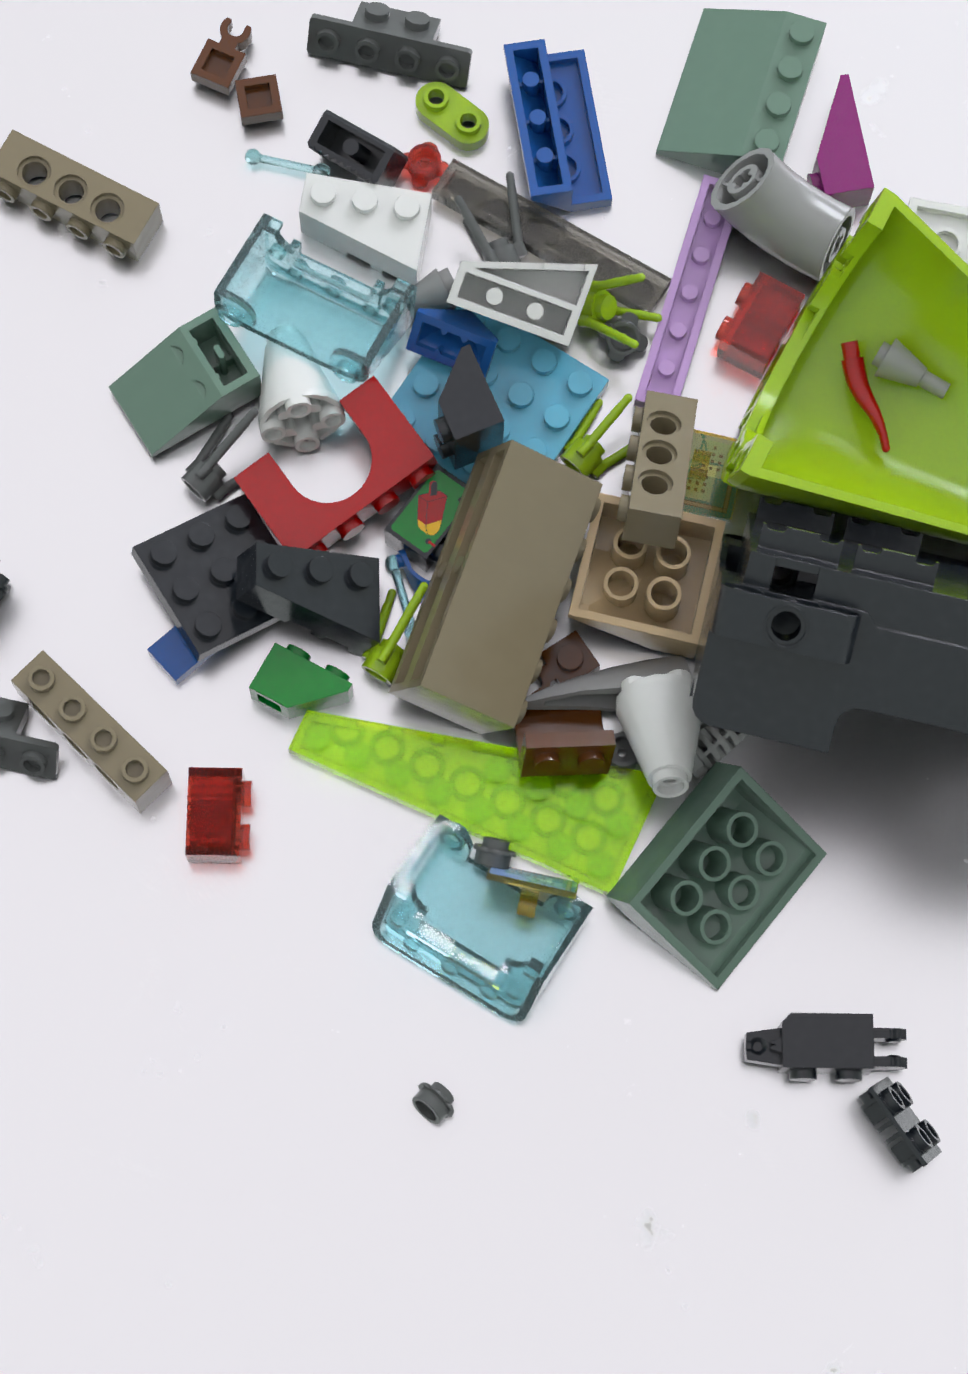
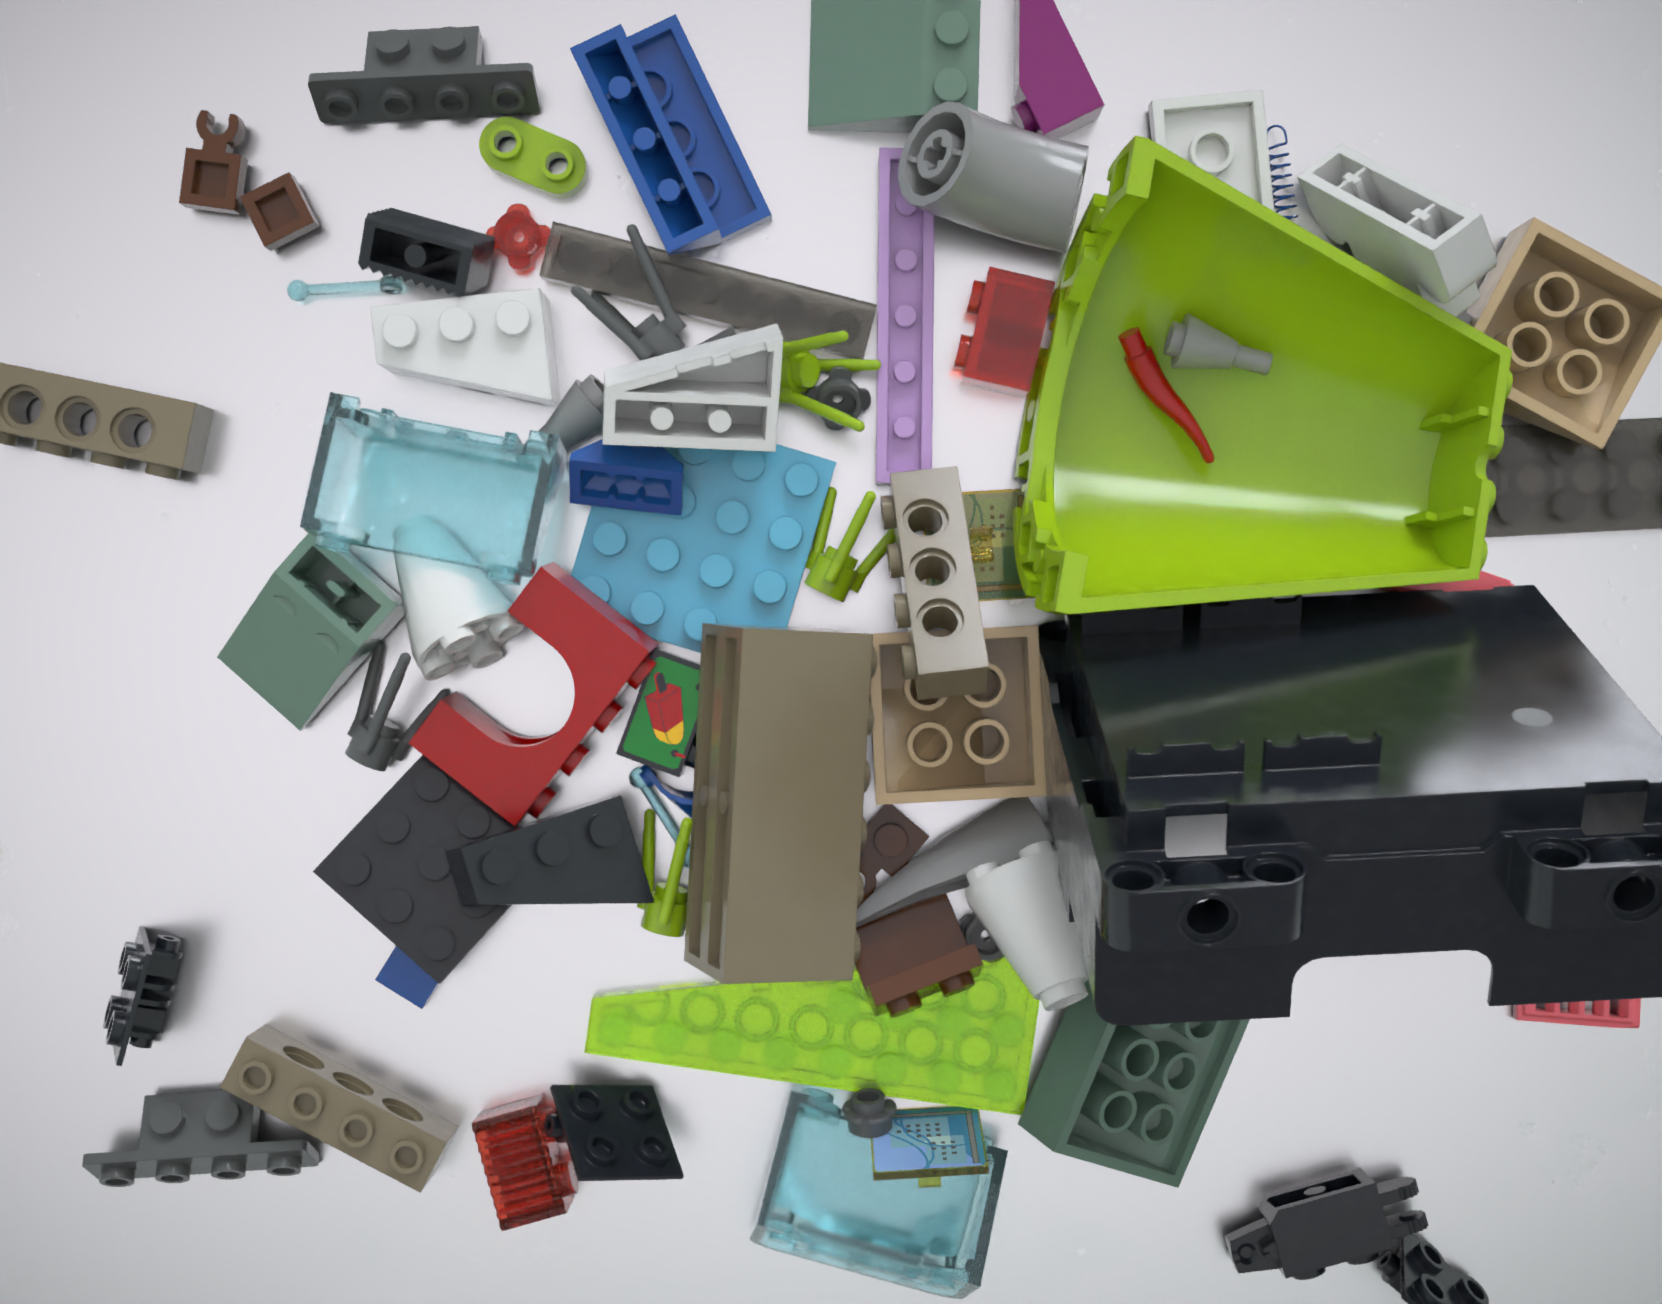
camera: 10 degrees left, 15 degrees up
(294, 797) = (613, 1132): none -> black hinge
(295, 684) = (567, 973): green slope -> none
(467, 413) = (671, 583): black slope -> none

